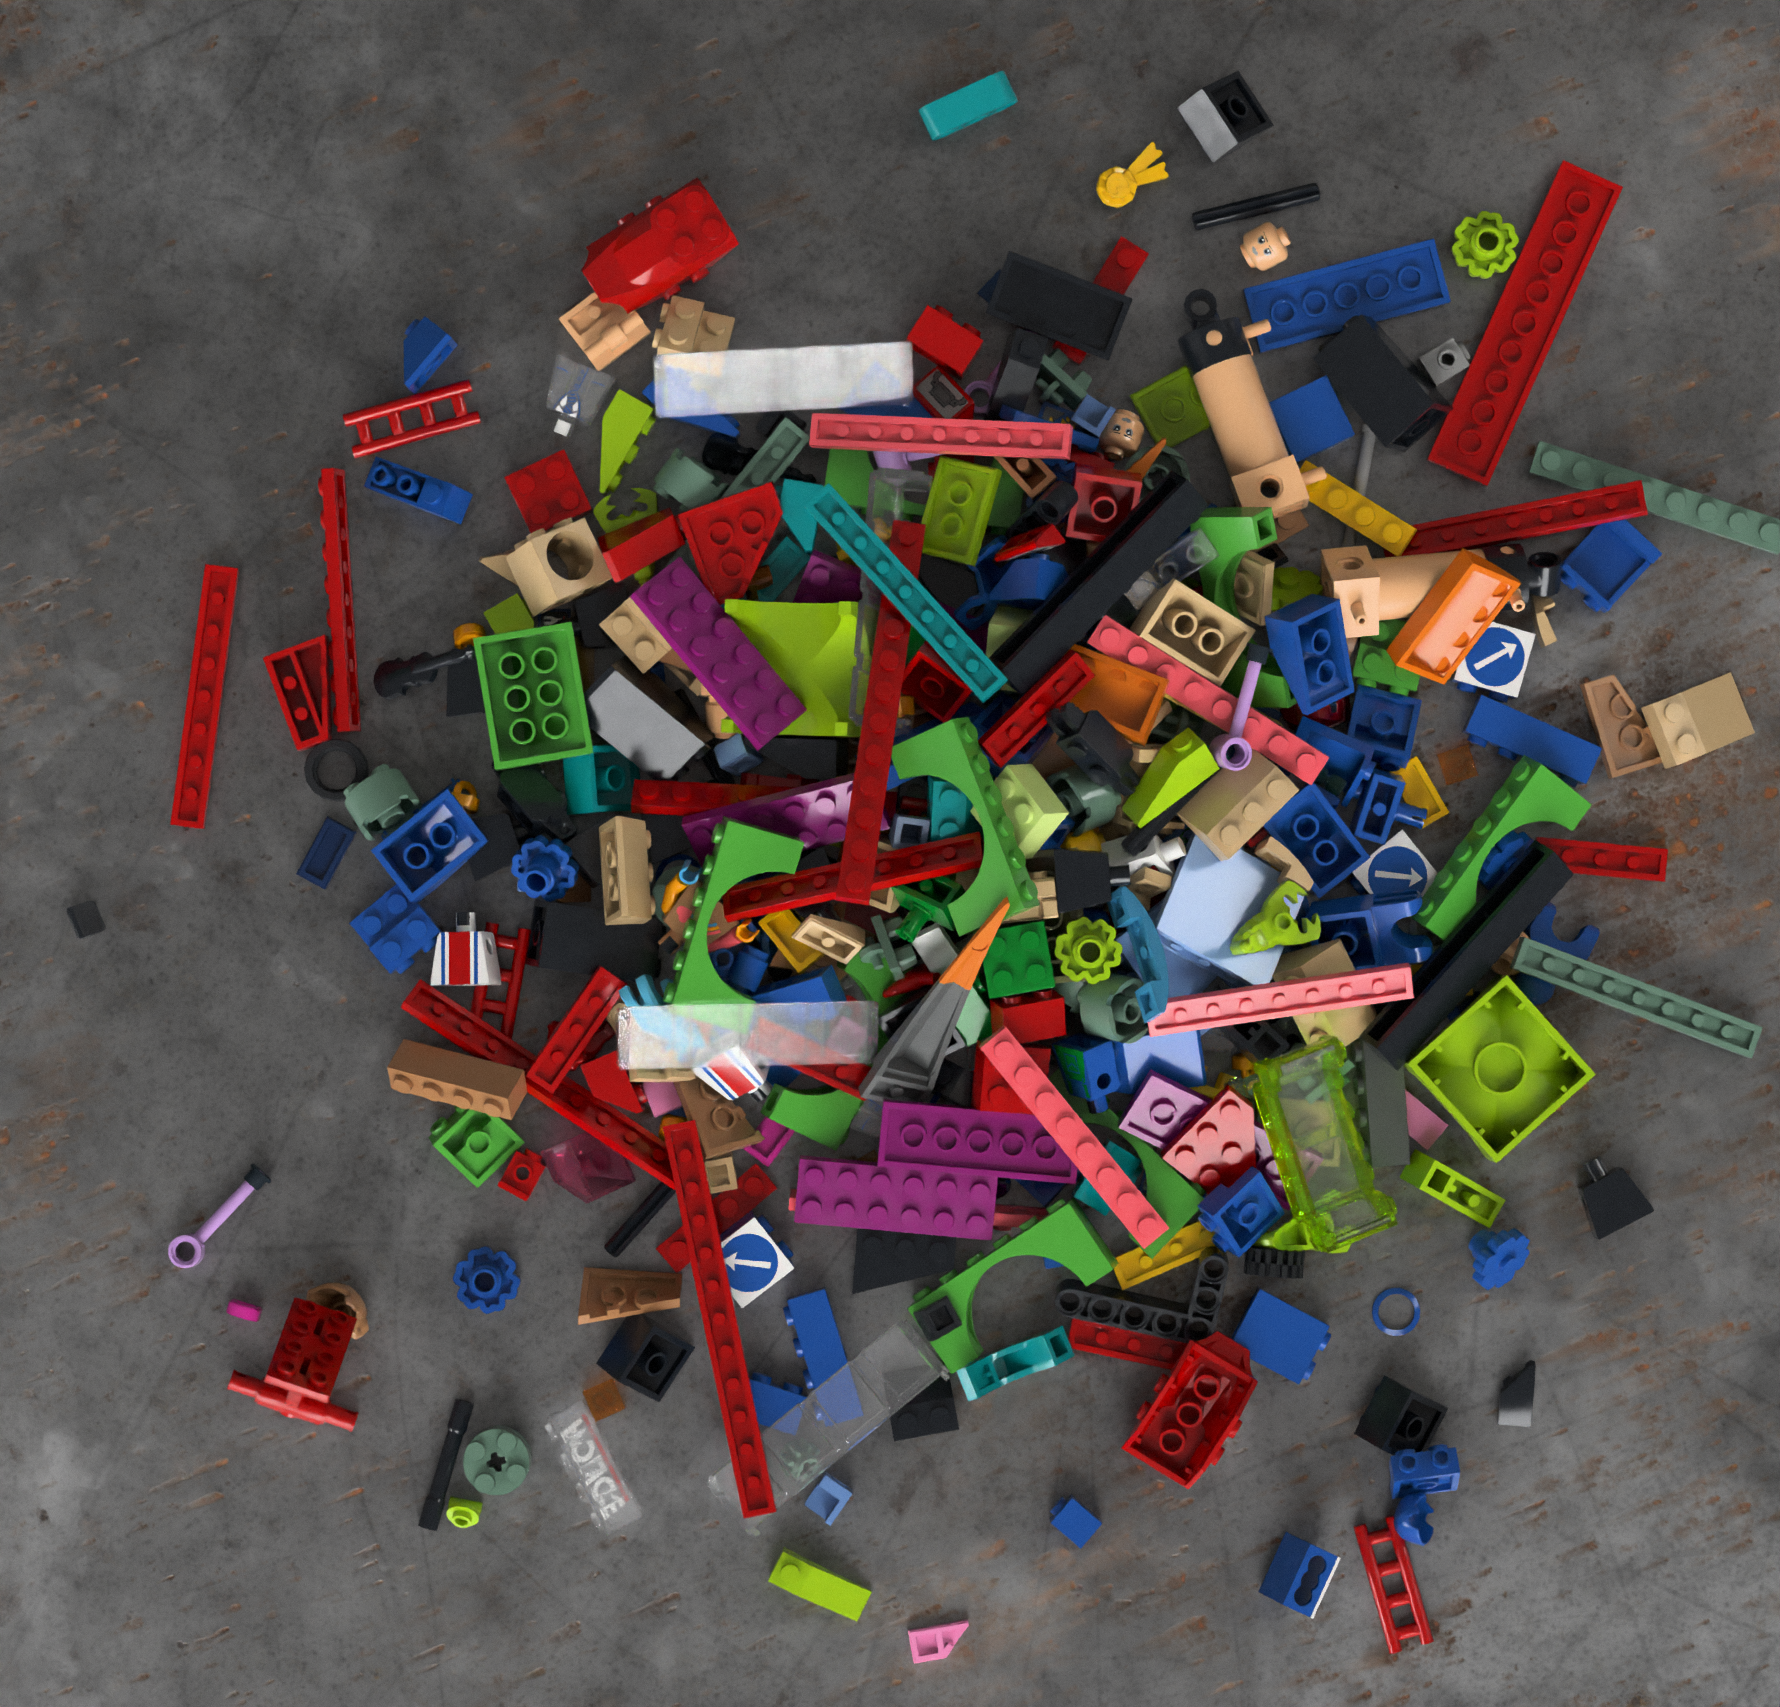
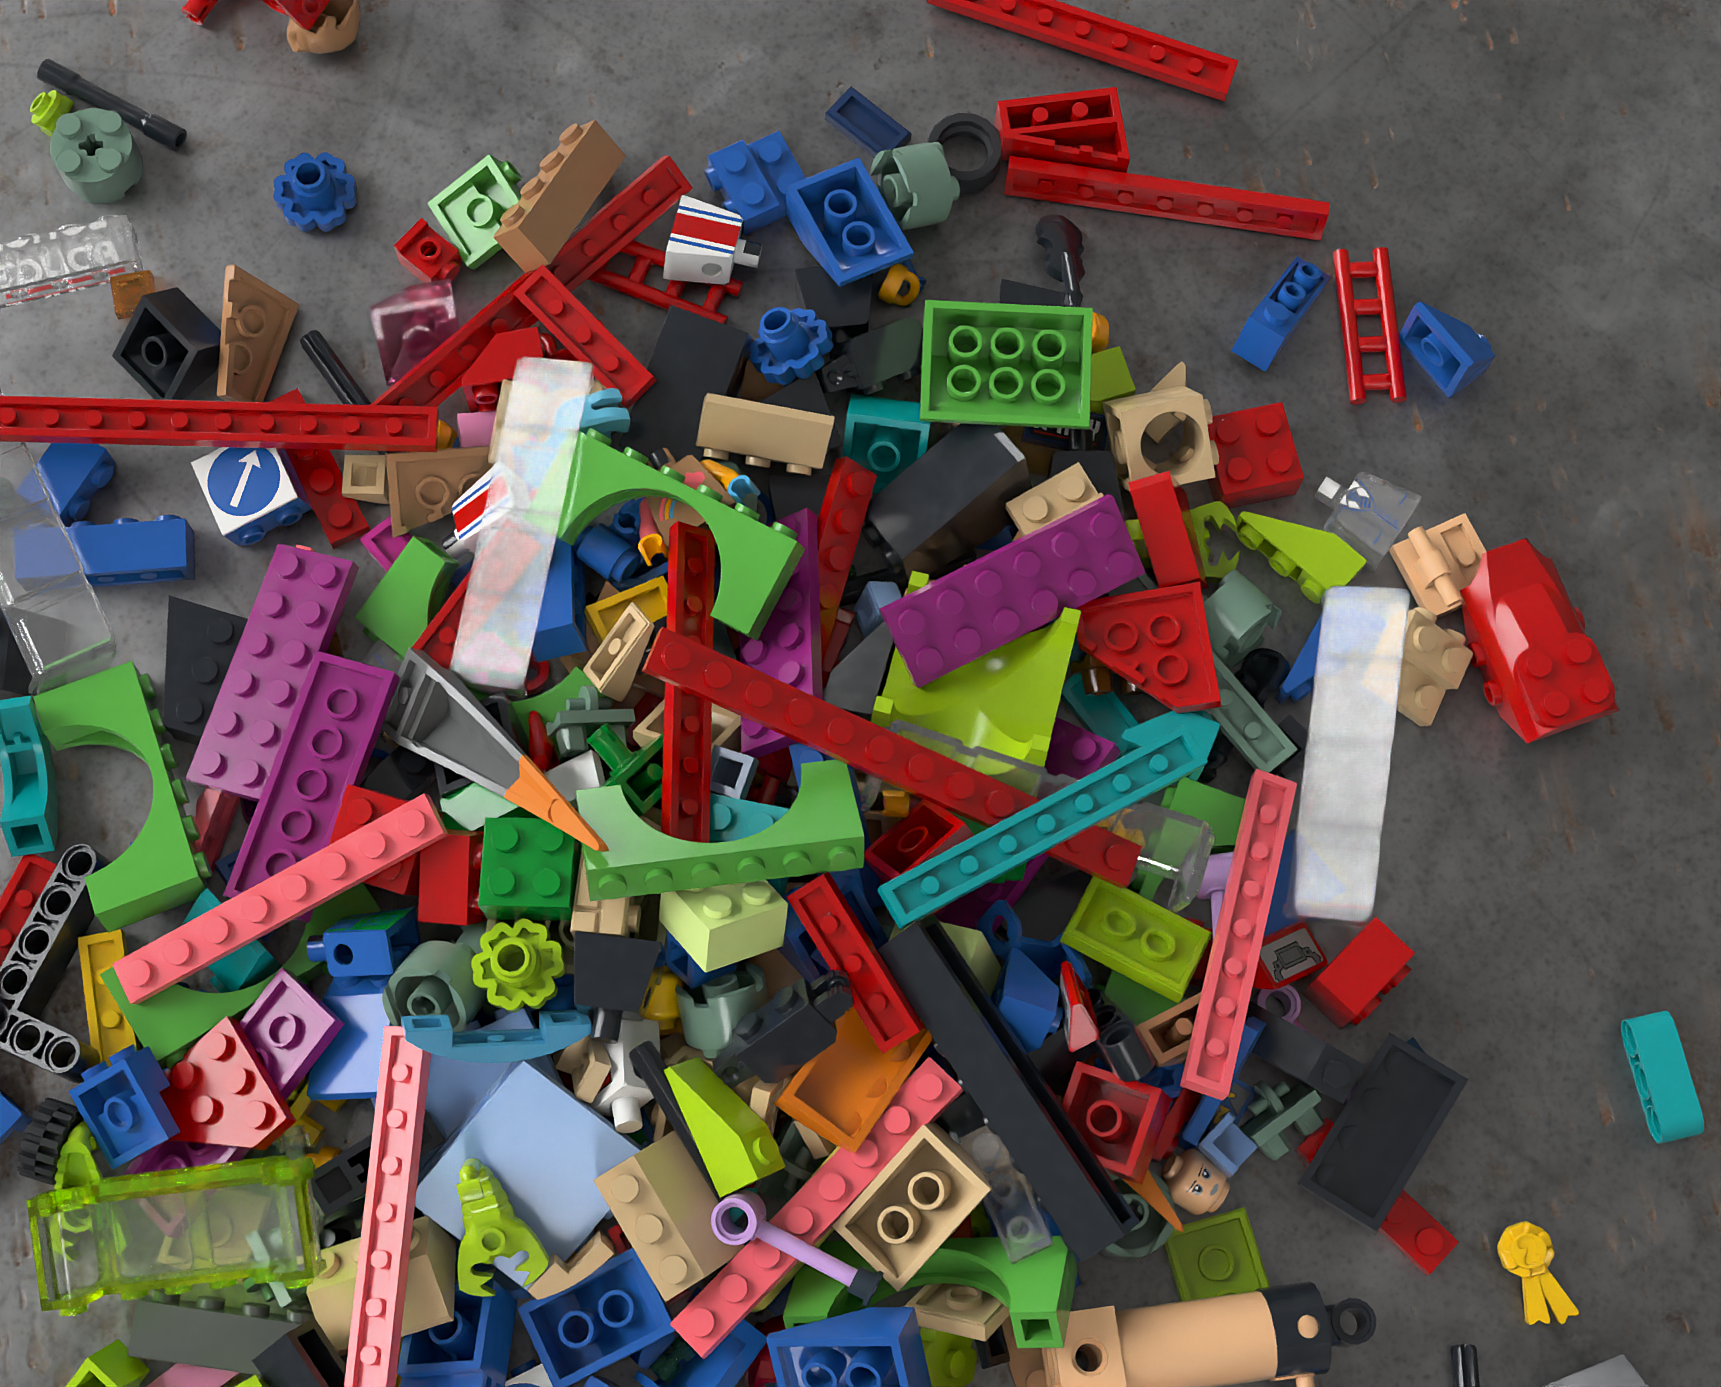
camera: 95 degrees right, 15 degrees down
(937, 1319) = (105, 691): black slope -> none

